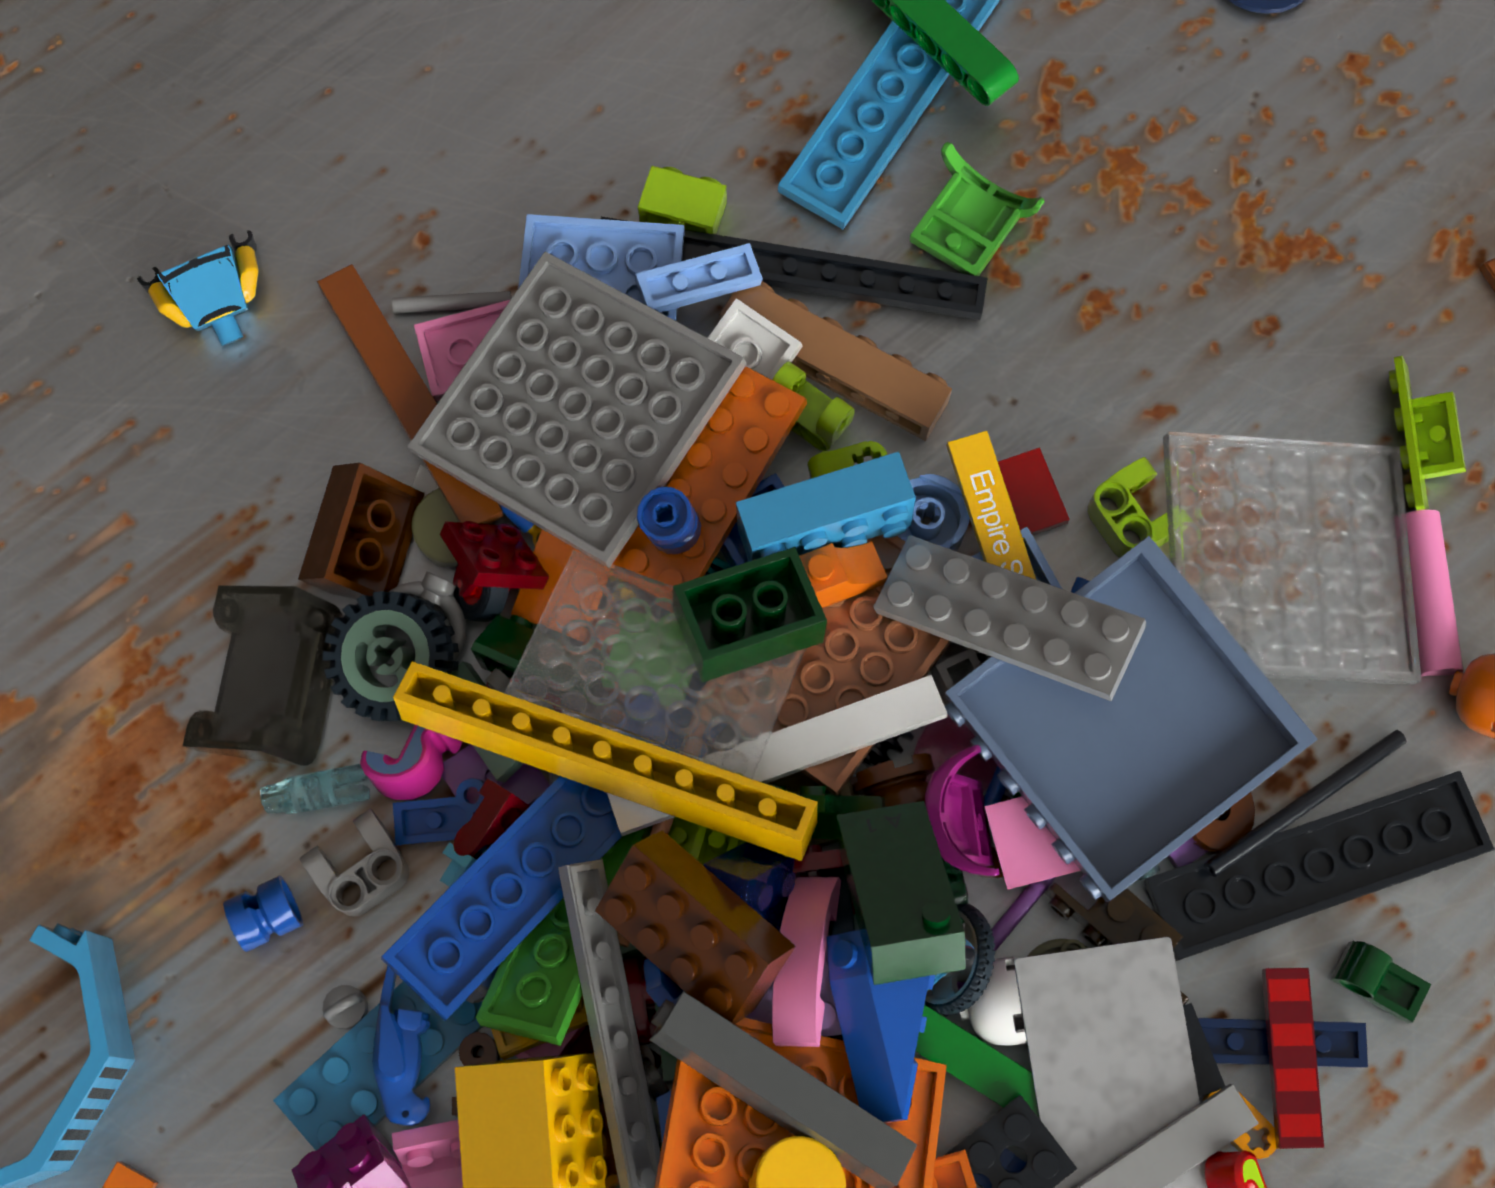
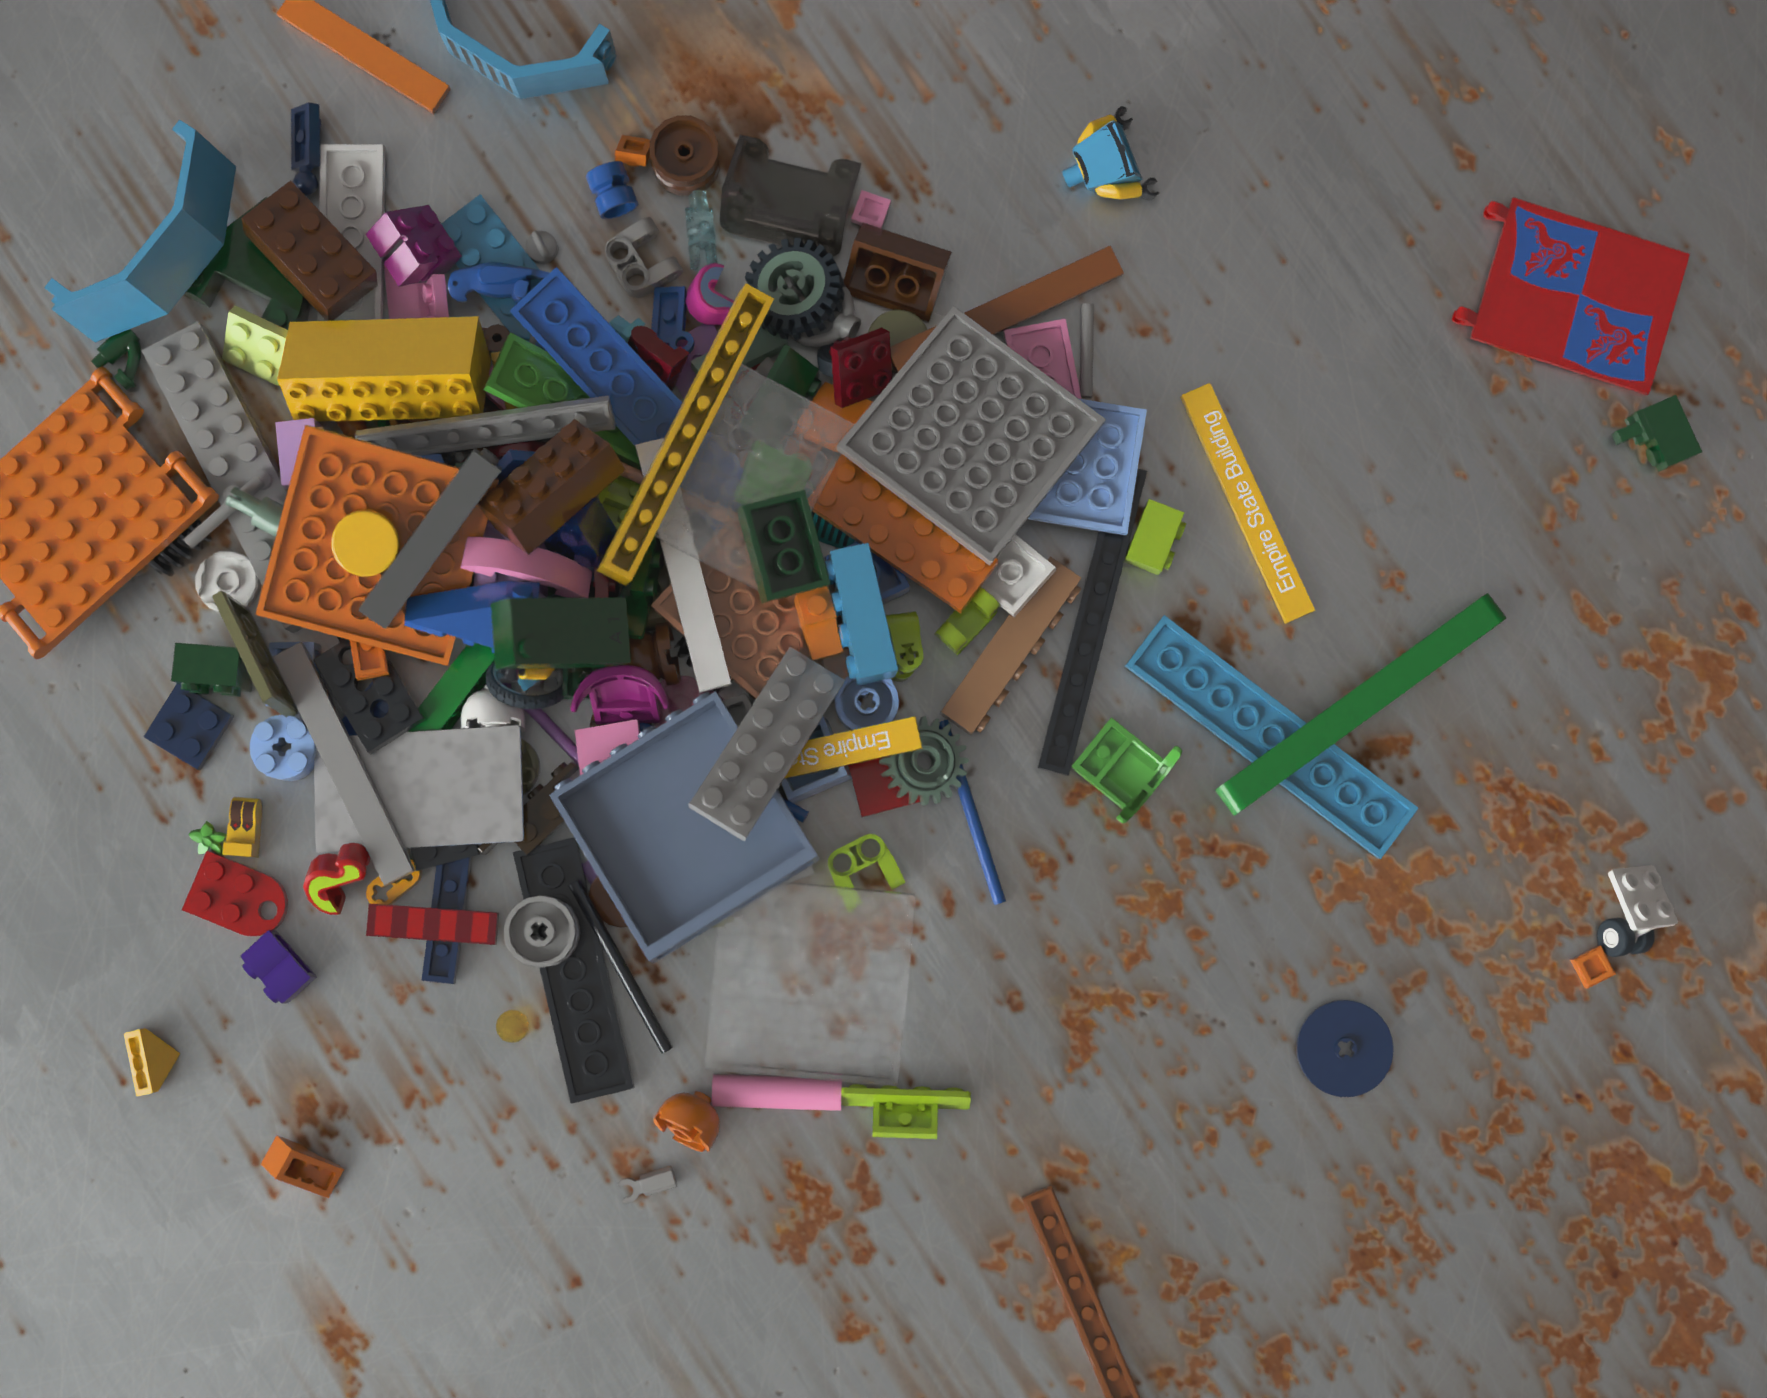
camera: 90 degrees right, 10 degrees up
(188, 812) = (684, 155): none -> reddish brown wheel
(207, 890) = (633, 151): none -> orange plate
(279, 569) = (871, 209): none -> bright pink plate
(629, 108) = (1247, 503): none -> yellow tile
(669, 520) = (866, 495): blue wheel -> none
(699, 278) = (1075, 539): light blue plate -> none
(1020, 437) = (943, 768): none -> sand green gear
(1044, 392) = (978, 835): none -> blue piece
(1309, 894) = (523, 937): none -> light grey wheel
(1380, 981) = (482, 1001): dark green plate -> none
(1404, 940) = (512, 1026): none -> clear yellow tile

